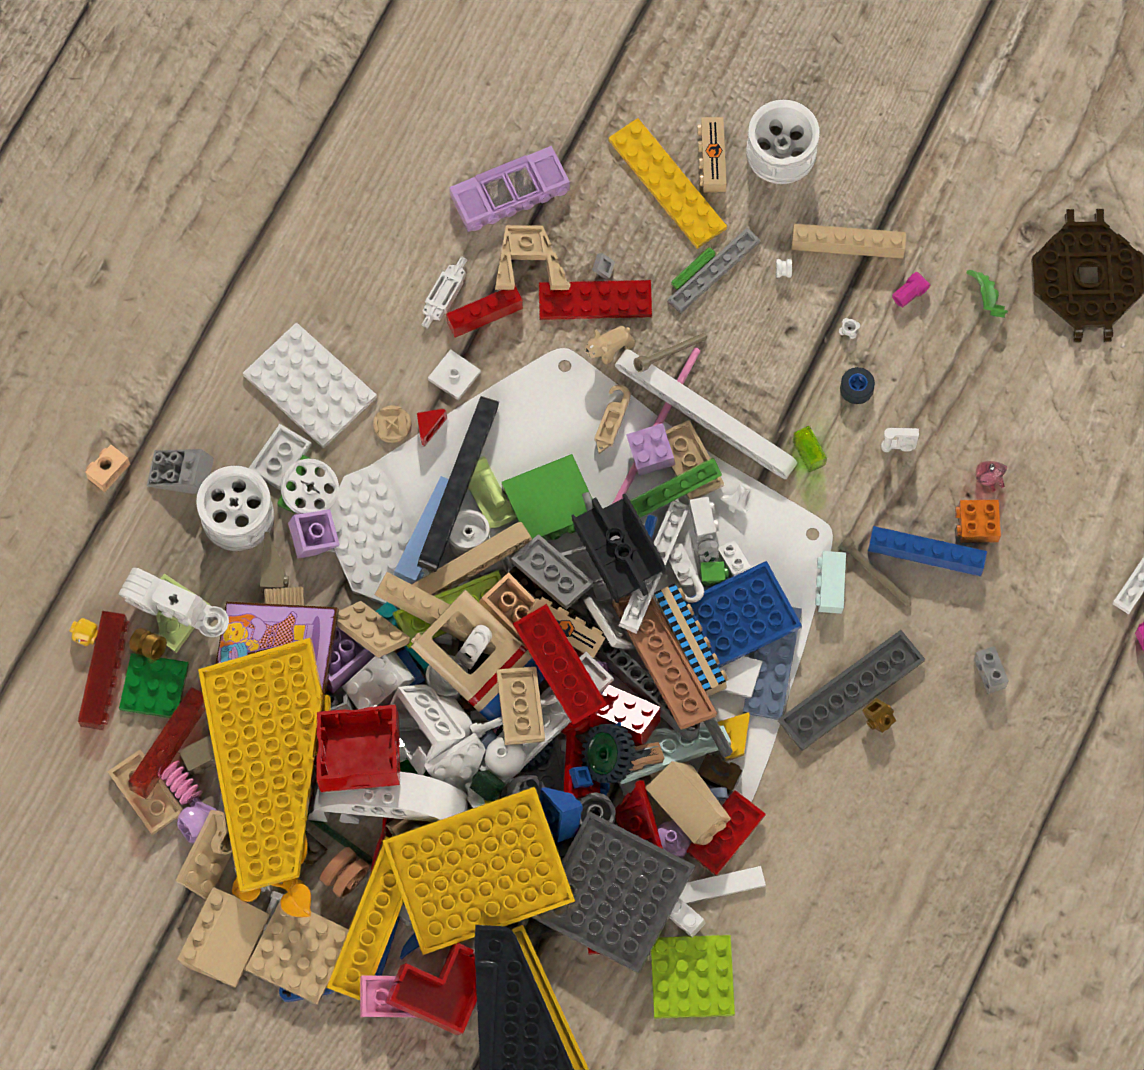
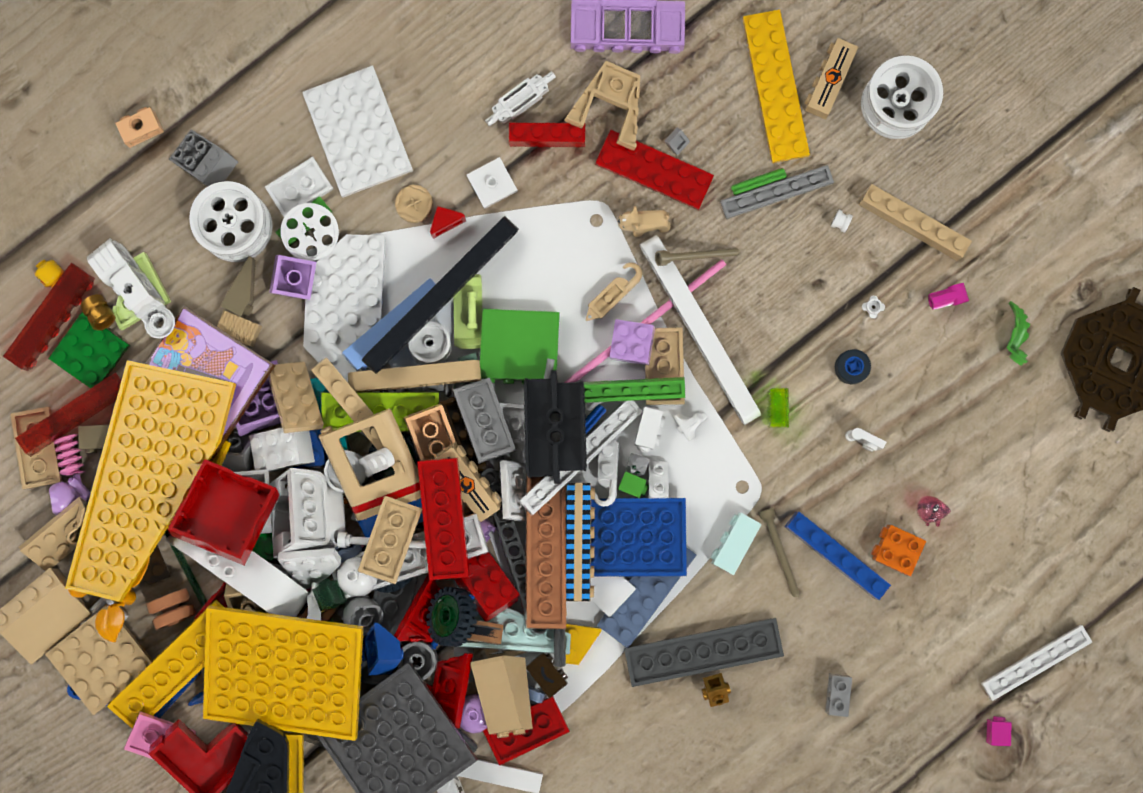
camera: 25 degrees right, 15 degrees up
(580, 777) = (417, 625): blue tile -> none

